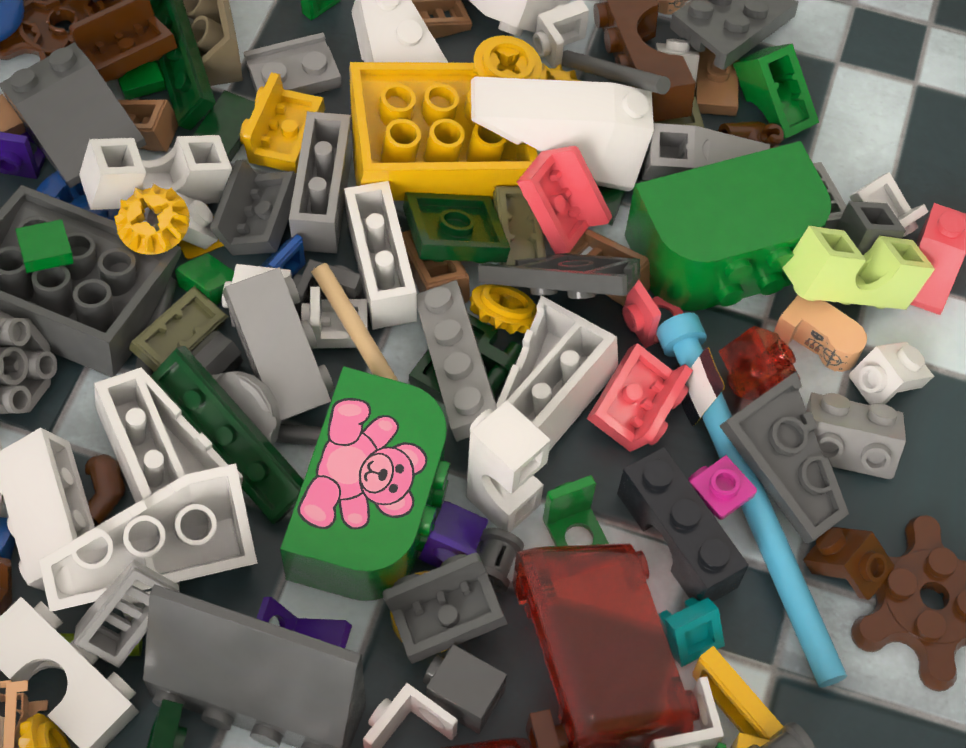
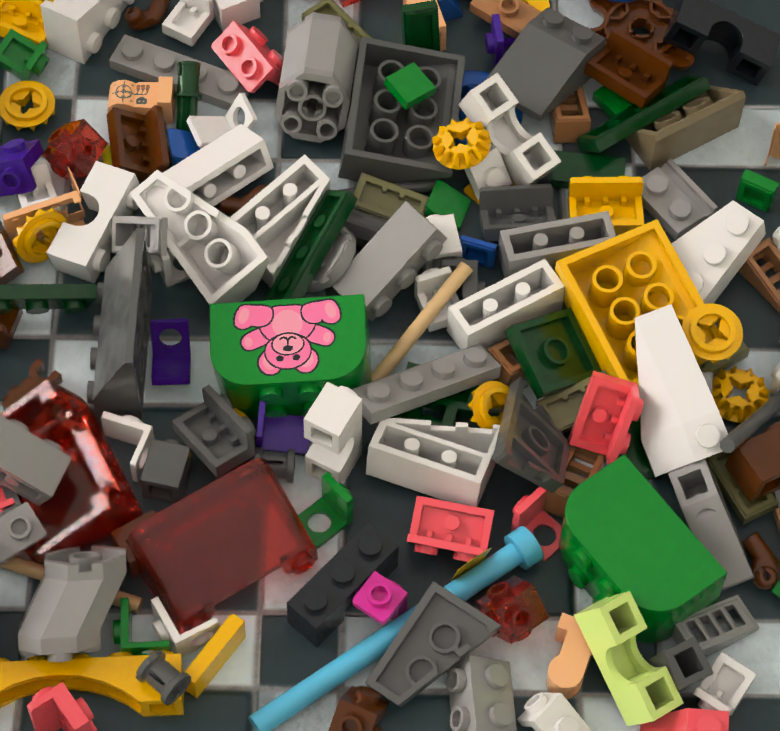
camera: 75 degrees right, 0 degrees up
(692, 630) = (261, 613): teal tile -> none

